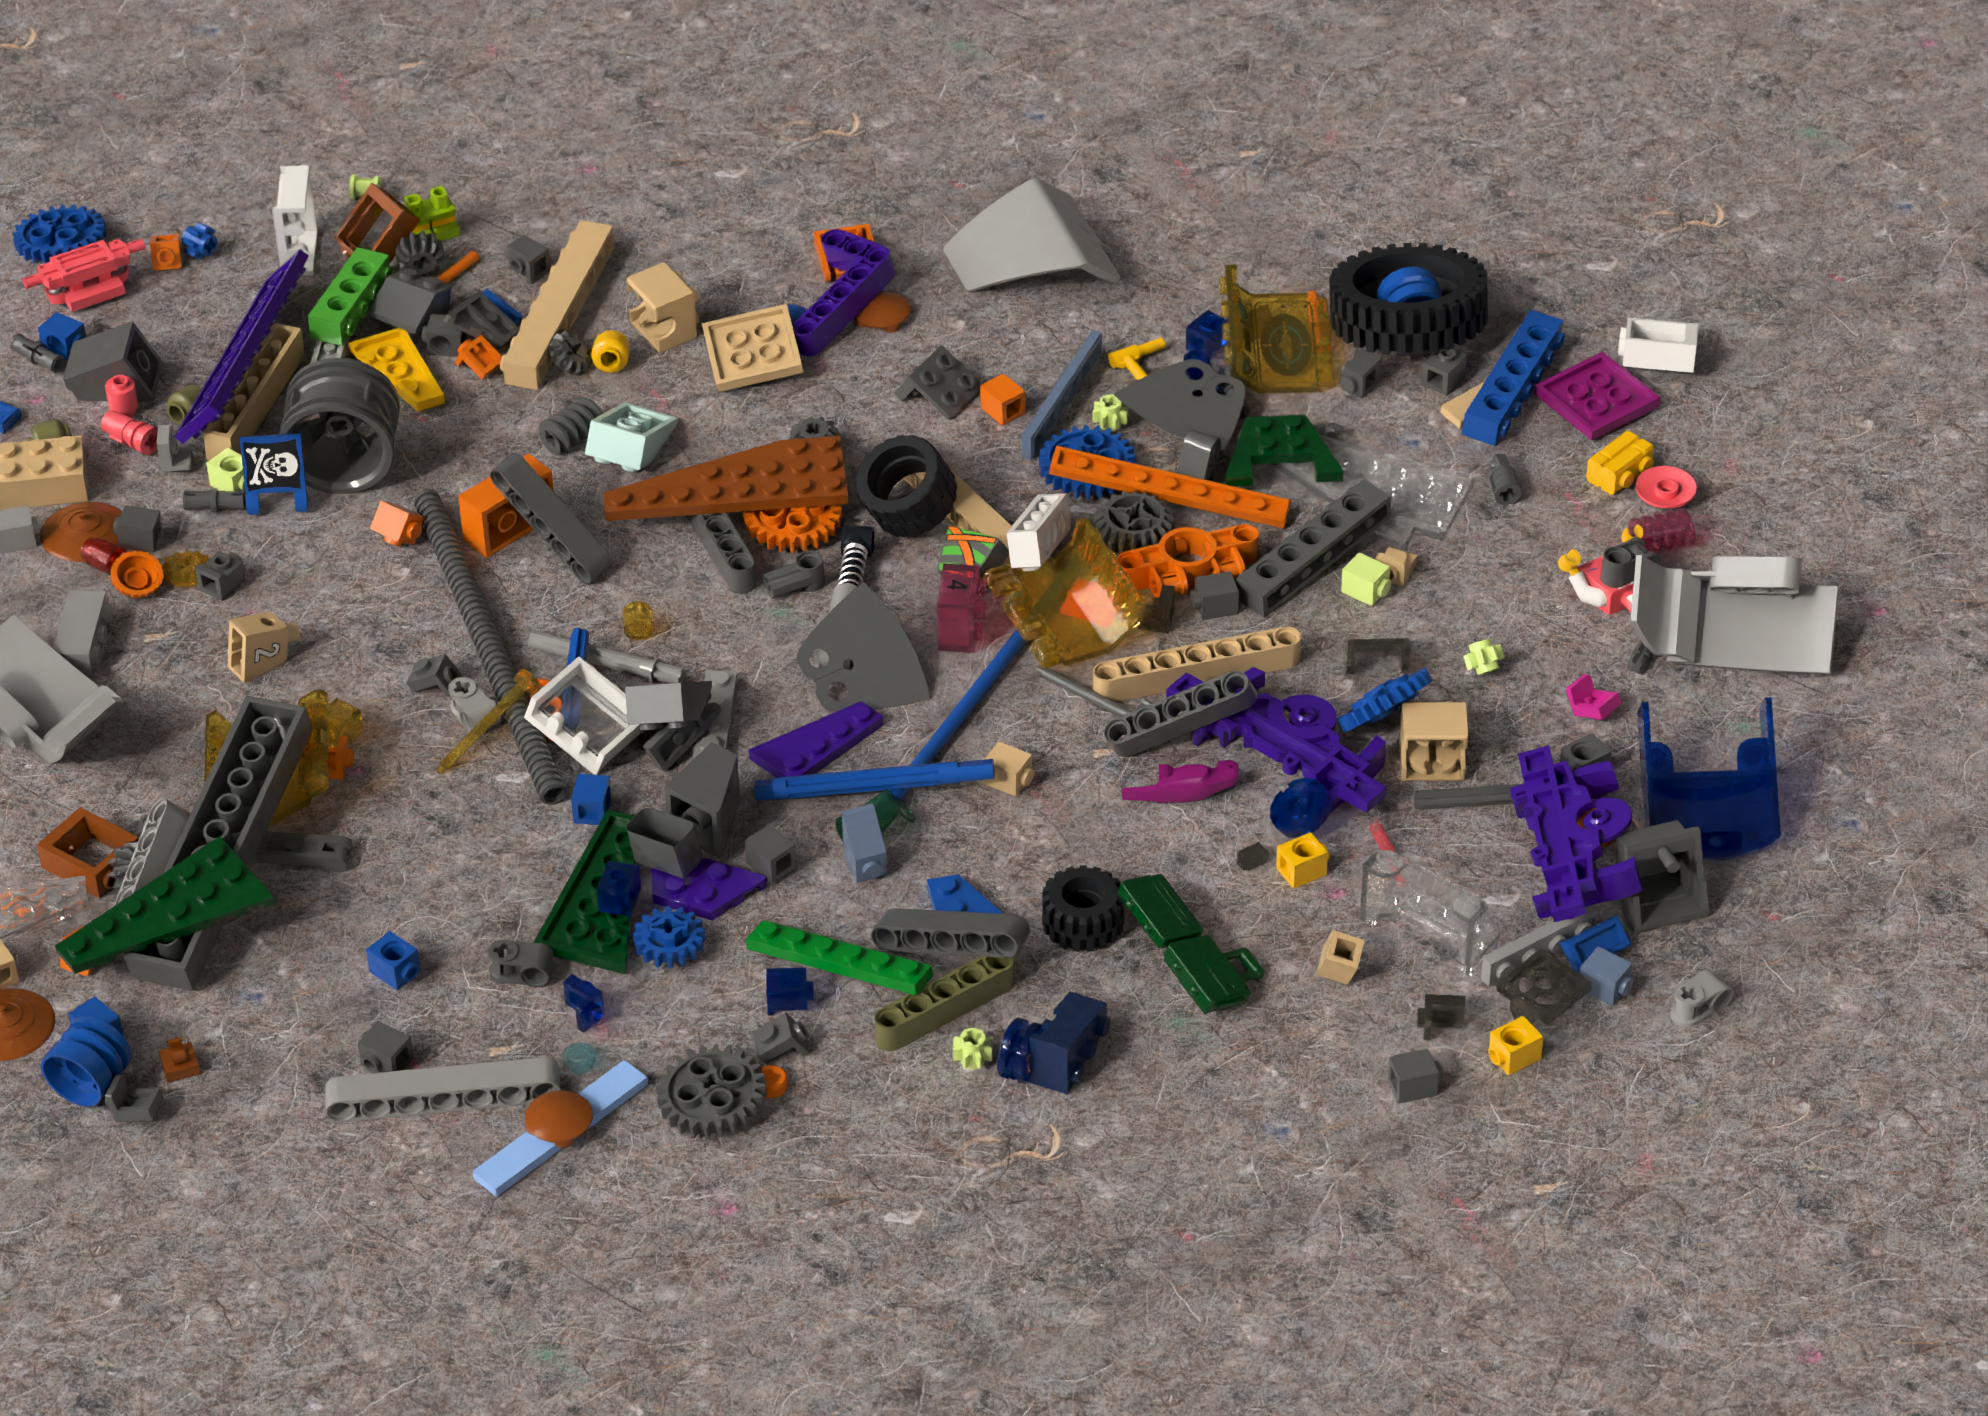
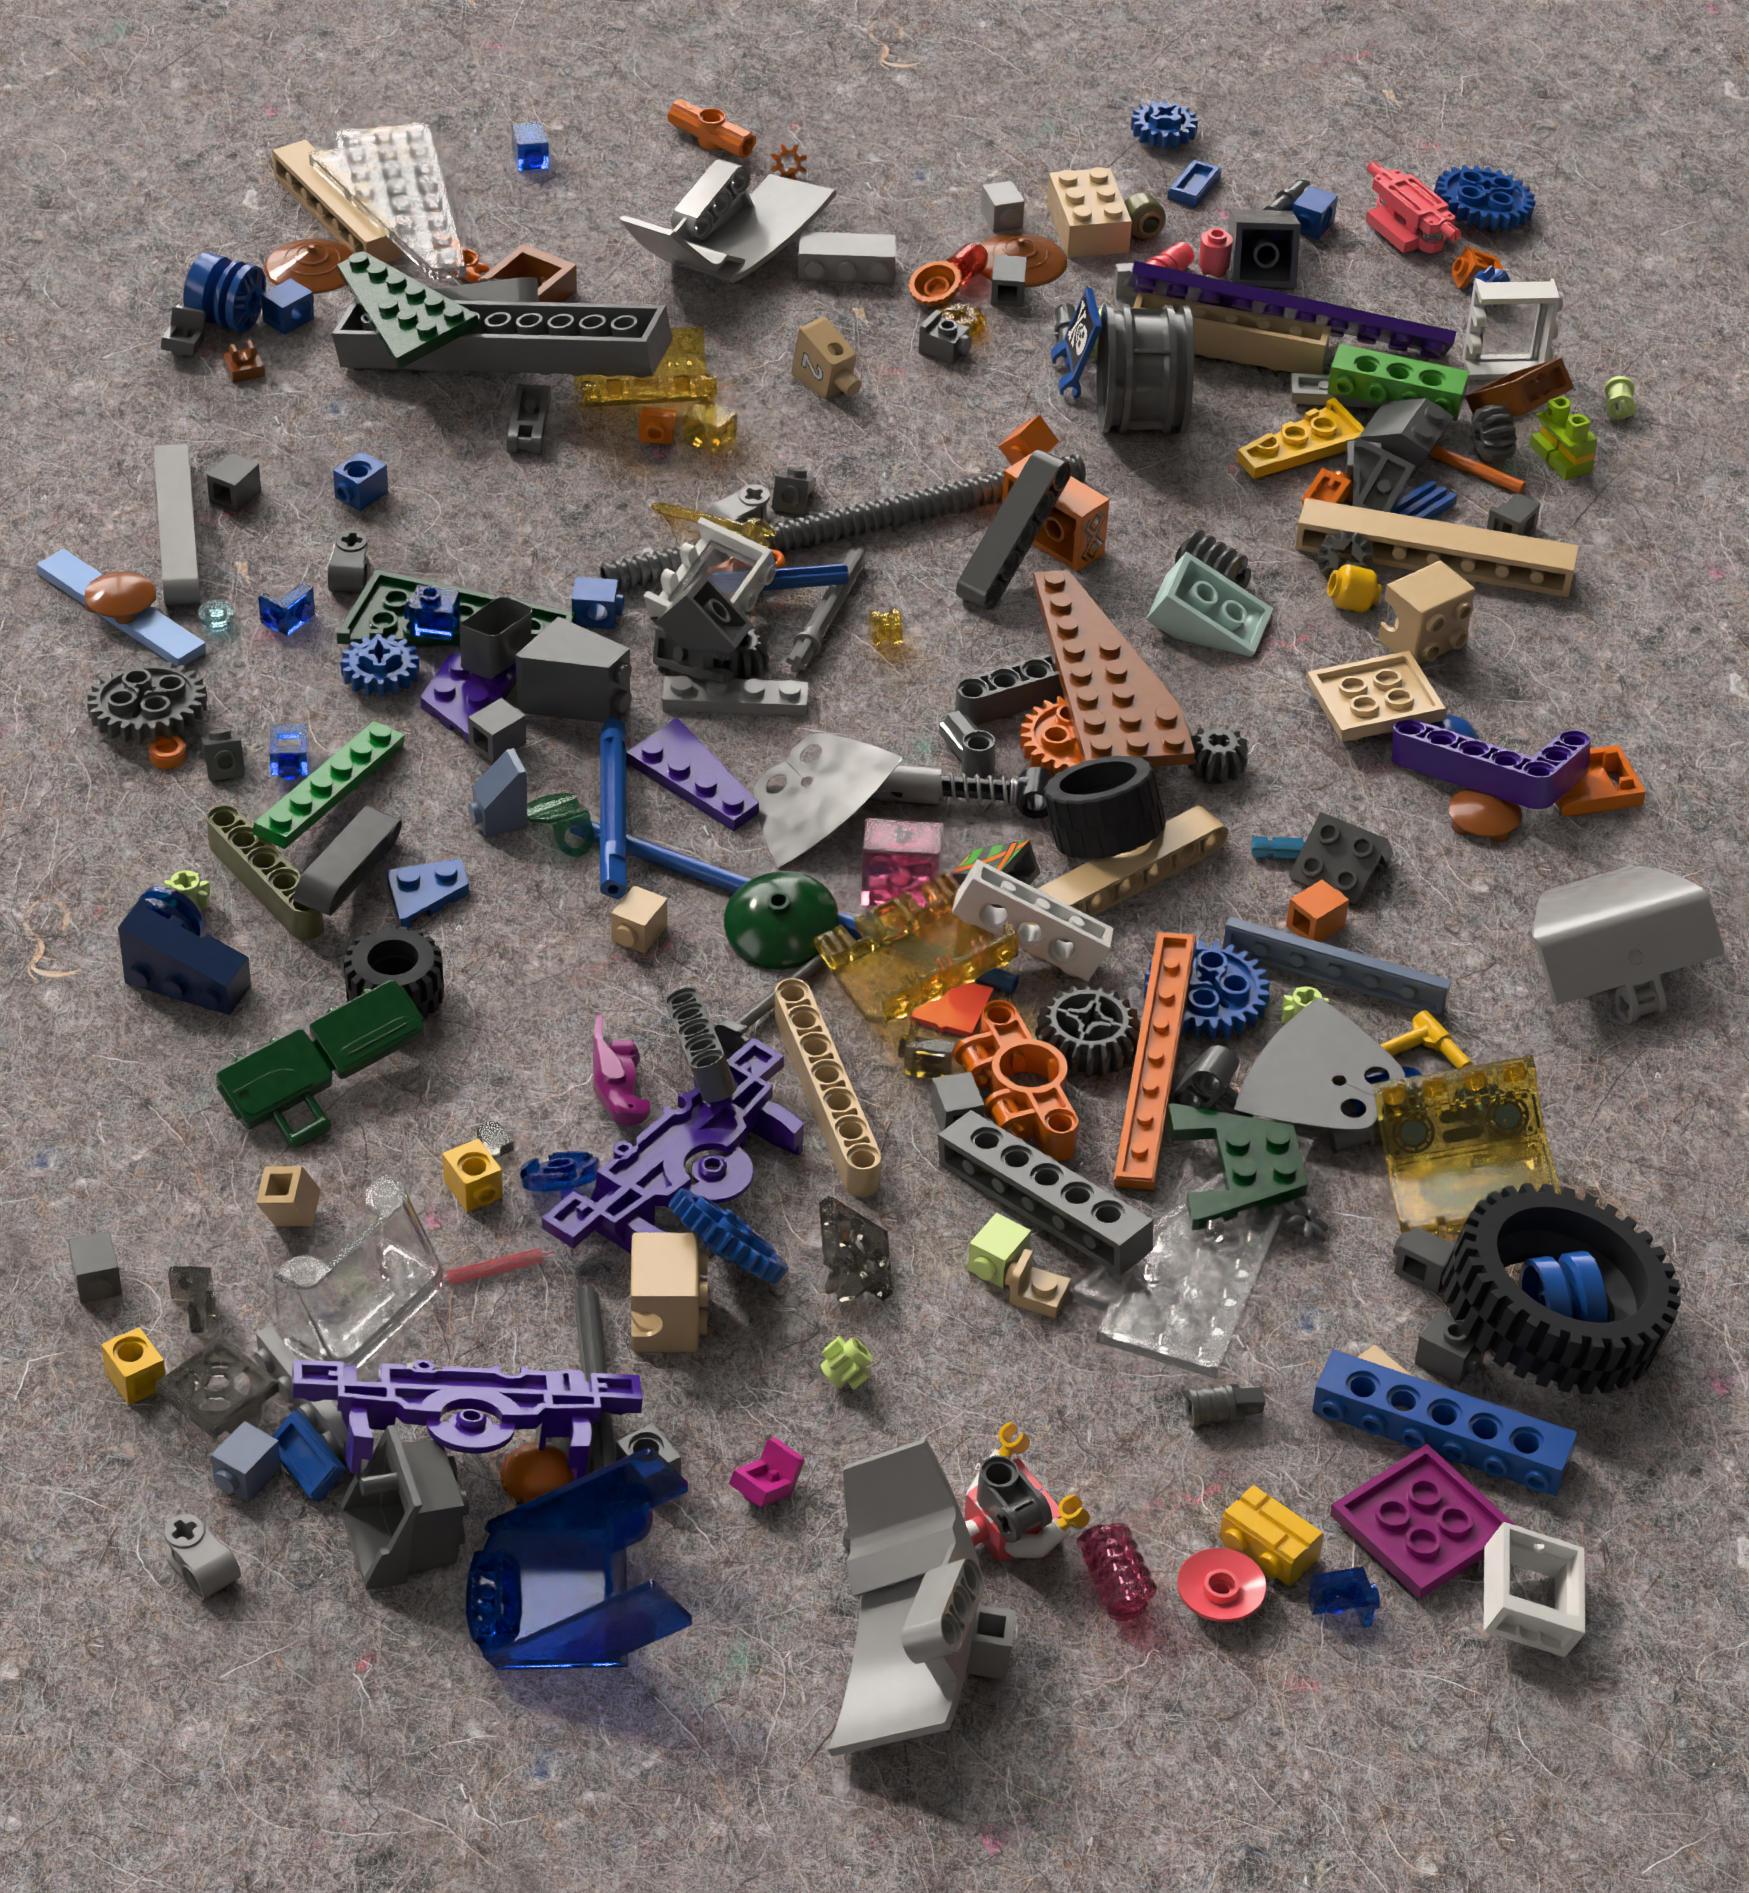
camera: 85 degrees right, 0 degrees up
(921, 416) = (1279, 847): none -> dark azure axle
(1005, 689) = (779, 934): none -> dark green dish
(1666, 432) = (1344, 1590): none -> clear blue bracket

